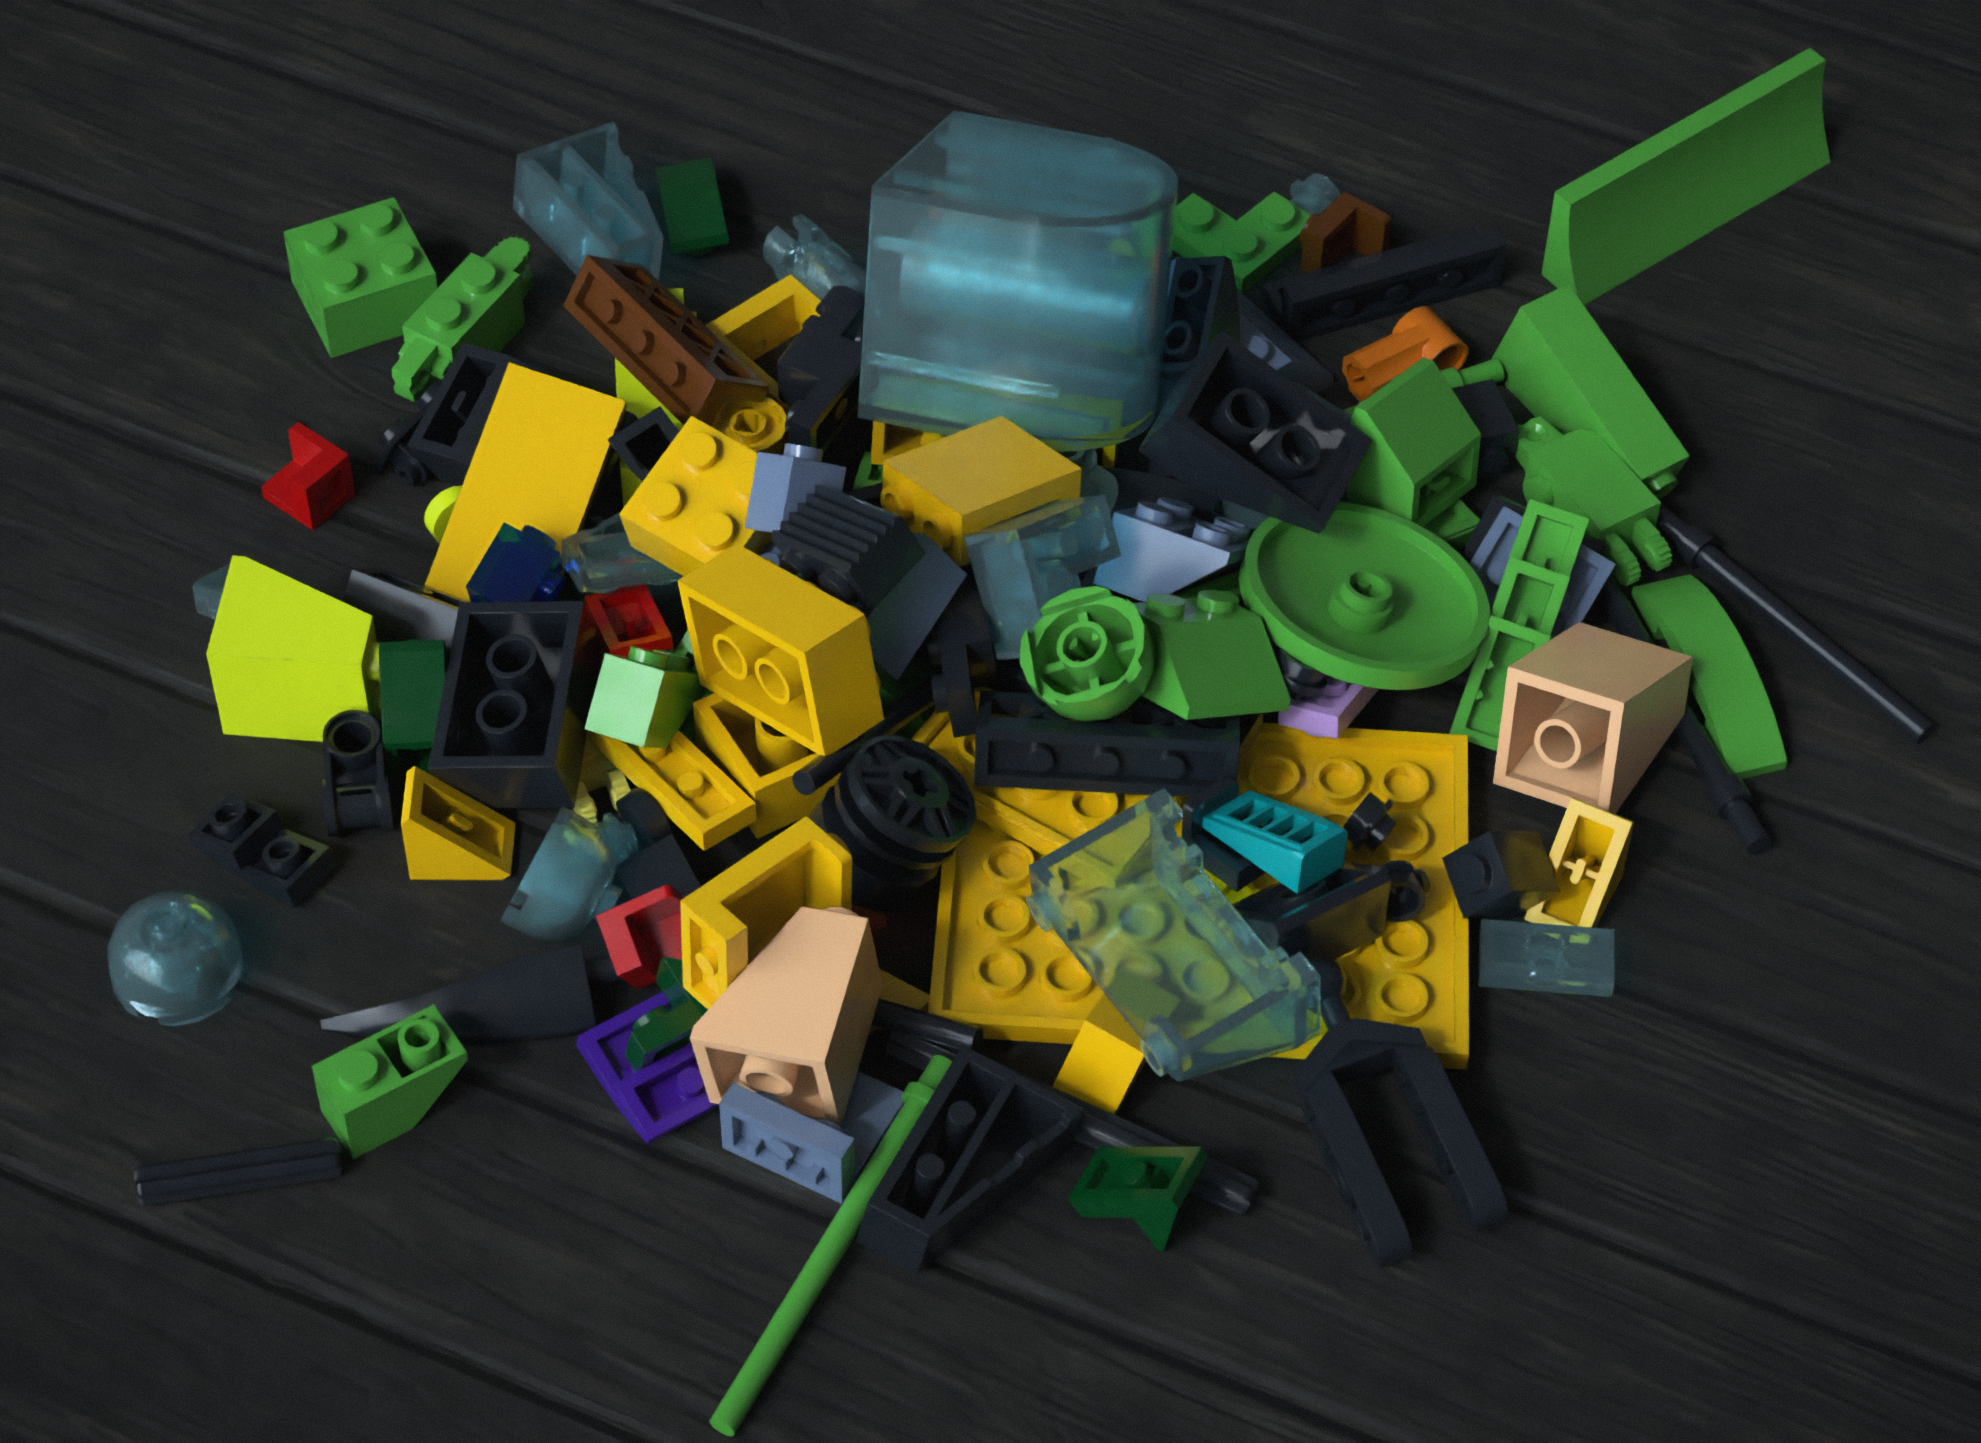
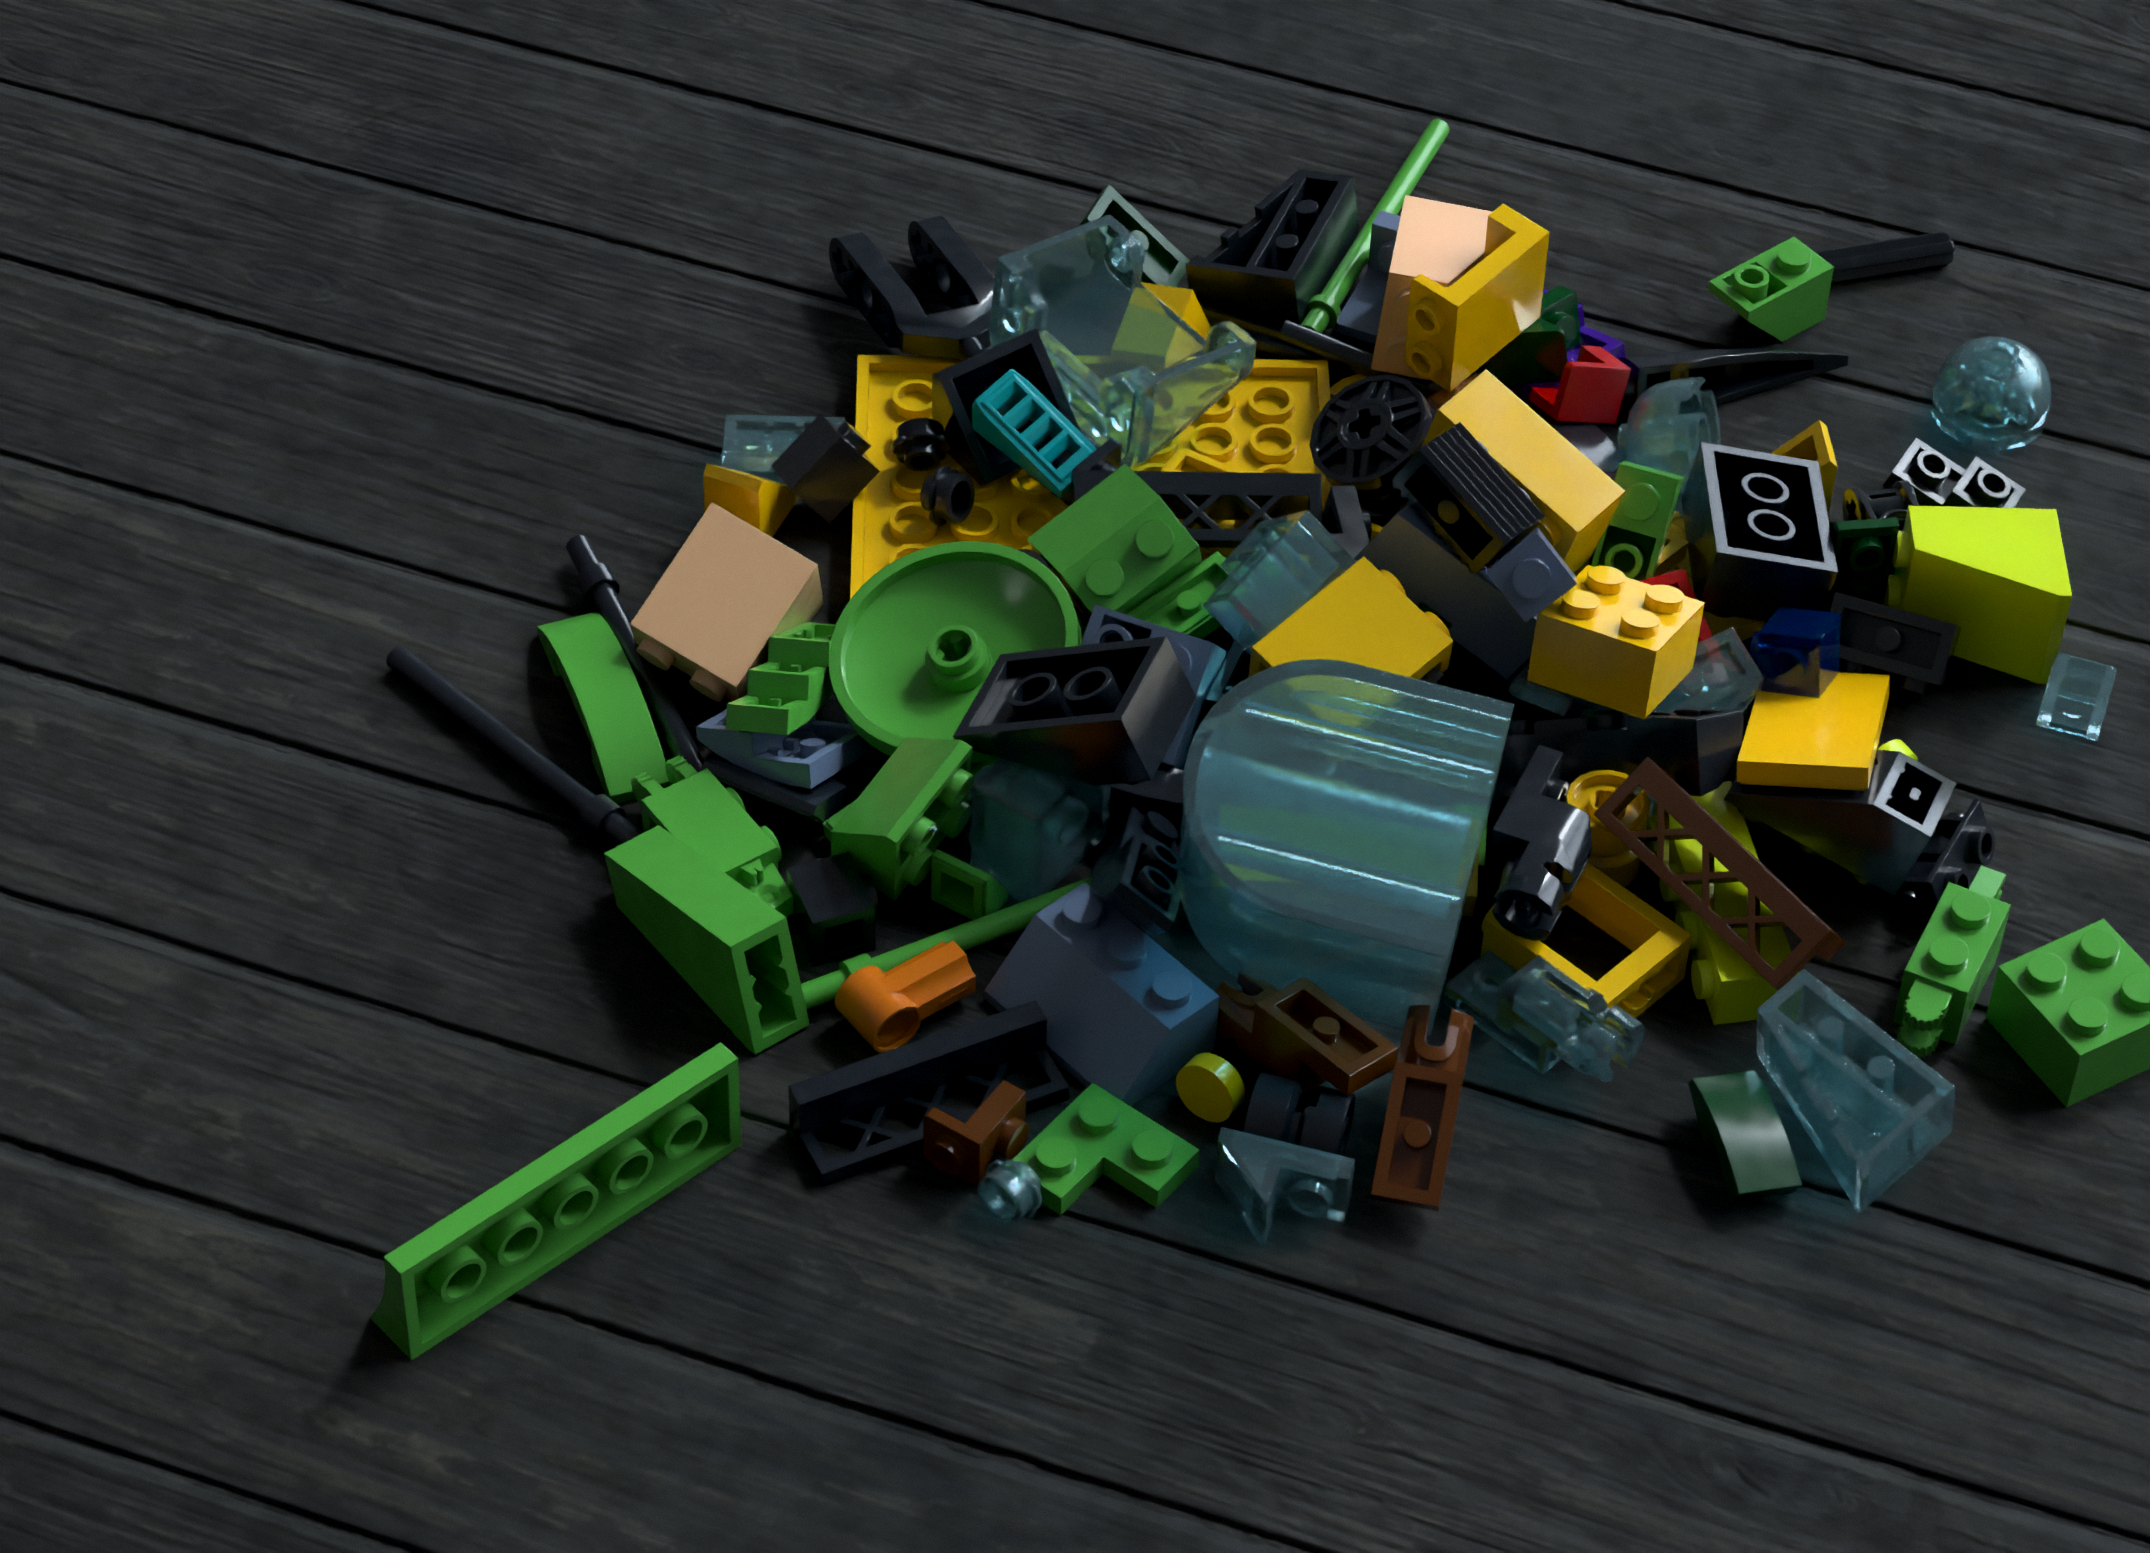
camera: 175 degrees right, 5 degrees down
(314, 481) = (2043, 811): red panel -> none
(1088, 654) = (1221, 489): bright green cylinder -> none

